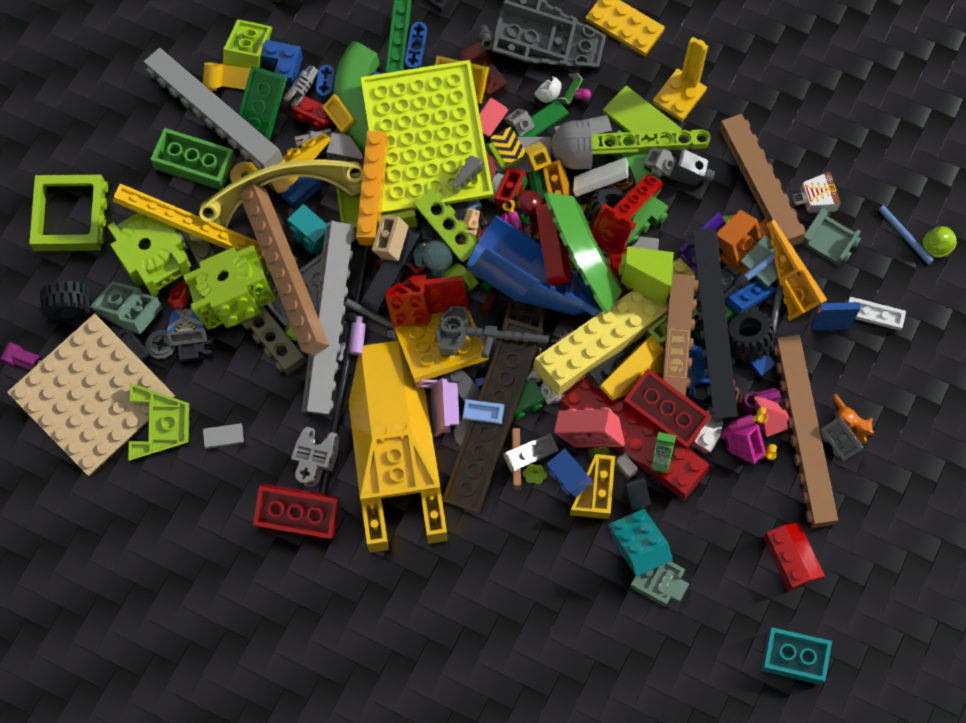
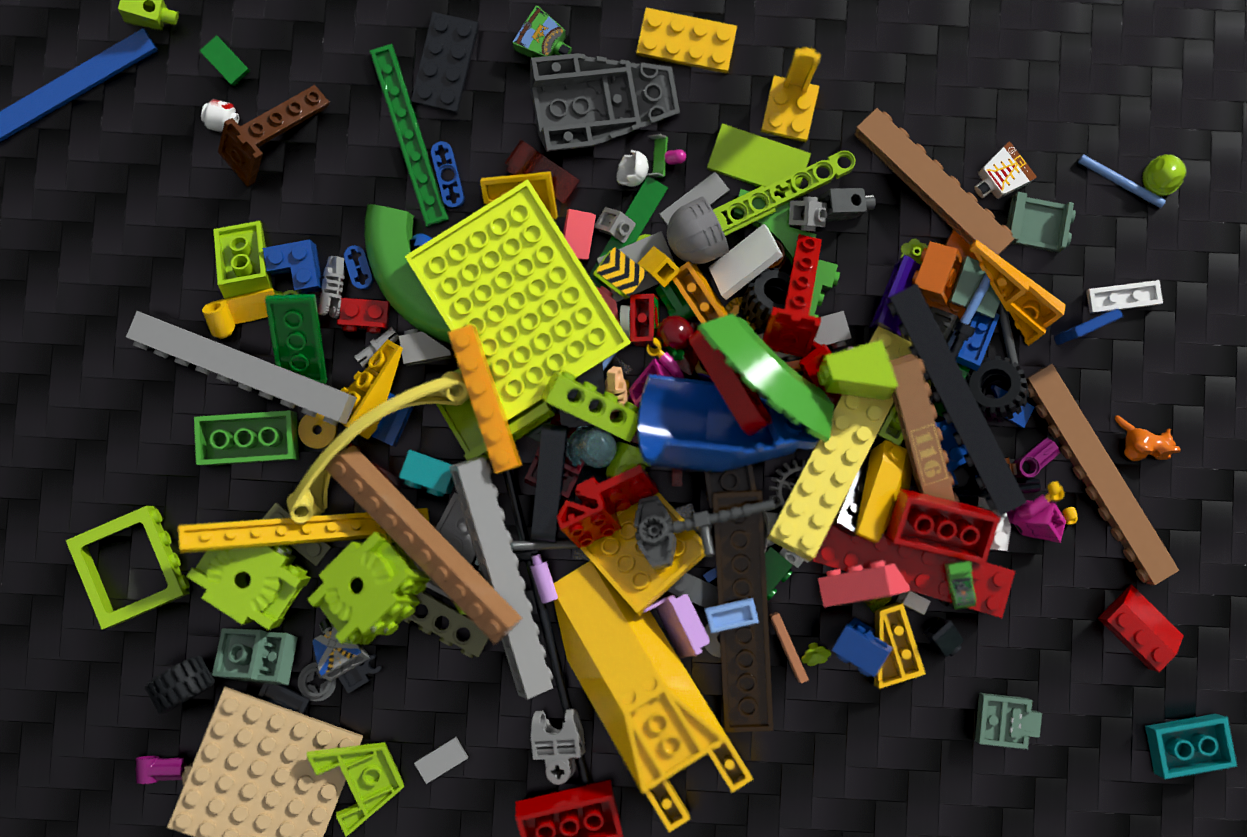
camera: 25 degrees left, 15 degrees up
(179, 296) = (311, 619): red plate -> none
(339, 113) = (396, 308): yellow tile -> none
(390, 237) = (535, 456): tan brick -> none
(469, 171) = (592, 328): flat silver slope -> none
(485, 37) = (528, 131): dark grey pin -> none
(530, 452) = (803, 636): light grey tile -> none
(640, 542) = (972, 694): teal brick -> none
(777, 417) = (1057, 471): coral slope -> none
(841, 438) = (1146, 472): dark grey bracket -> none

